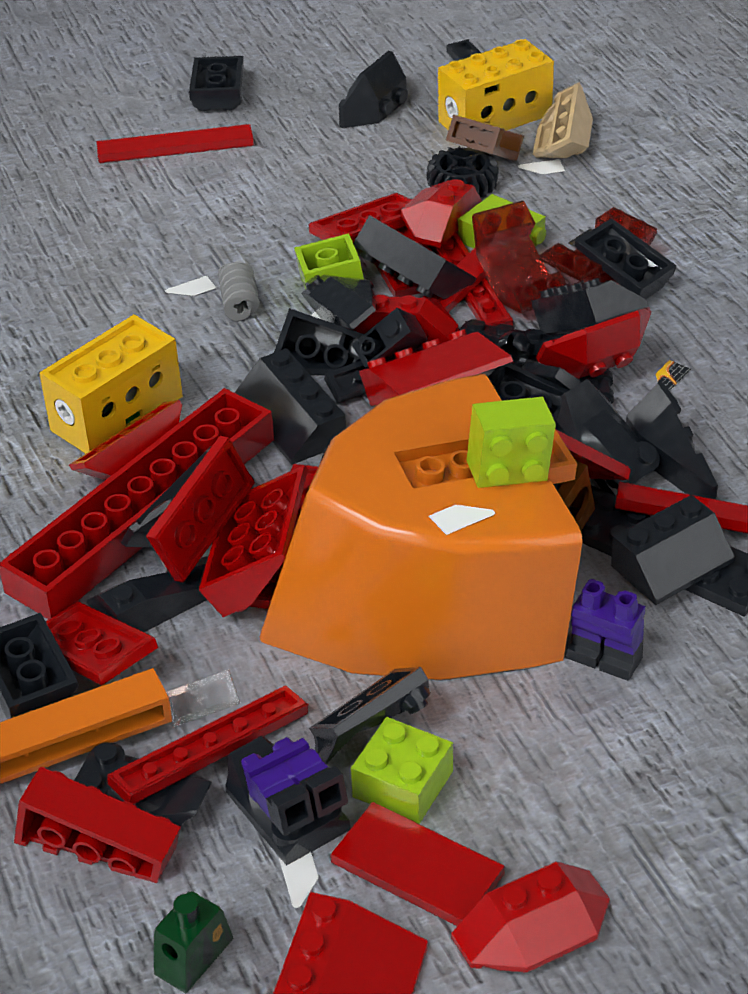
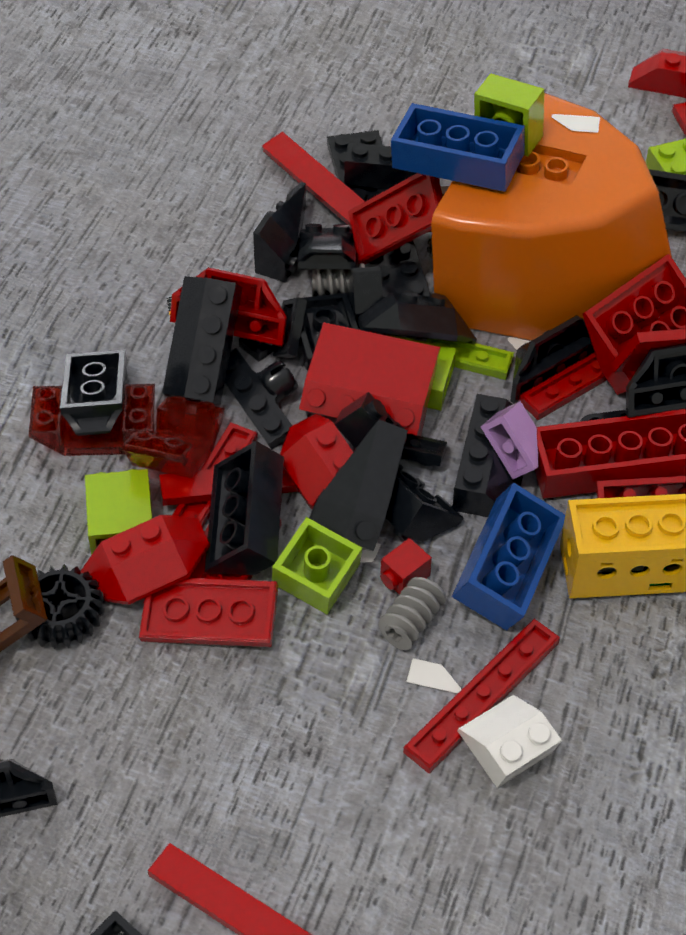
camera: 140 degrees left, 10 degrees up
(99, 268) = (509, 739): none -> white slope
(150, 280) = (482, 693): none -> red tile
(204, 341) = (509, 557): none -> blue brick
(272, 310) = (403, 564): none -> red brick
(280, 391) = (513, 439): none -> lavender slope
(559, 379) = (458, 147): none -> blue brick

